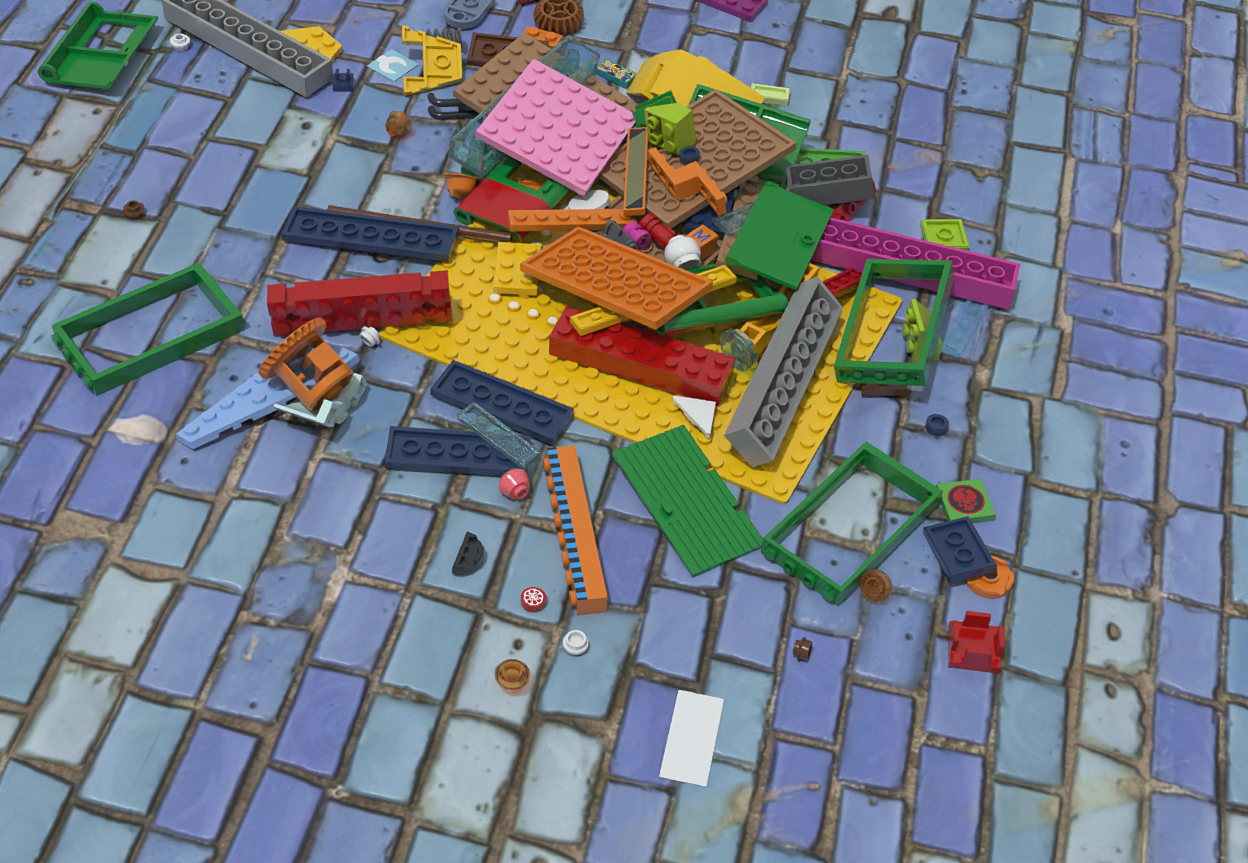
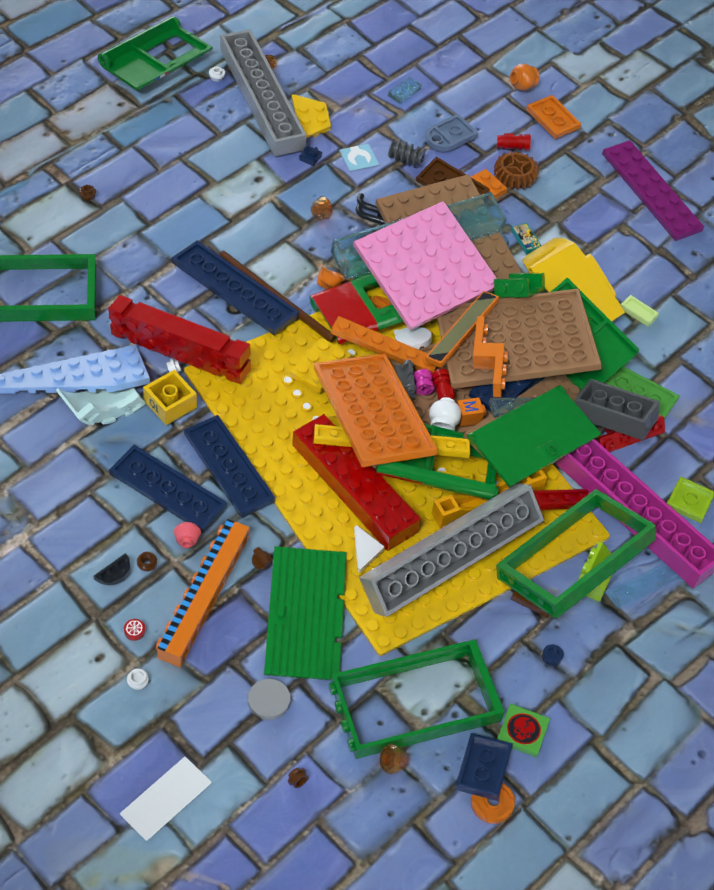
camera: 30 degrees right, 5 degrees up
(330, 370) = (109, 356): orange piece -> none
(392, 364) = (170, 397): none -> yellow brick
(440, 62) = (391, 170): yellow wing -> none
(493, 529) = (146, 556): none -> reddish brown plate
(499, 435) = (202, 491): clear light blue tile -> none
(512, 675) = (71, 678): clear orange cone -> none
(605, 472) = (261, 559): none -> reddish brown plate
(670, 127) = (509, 306): lime slope -> none
(689, 155) = (511, 335): dark blue tile -> none
(716, 594) = (269, 699): none -> light grey tile
(739, 345) = (430, 513): clear light blue tile -> none
(975, 643) = (434, 849): red panel -> none

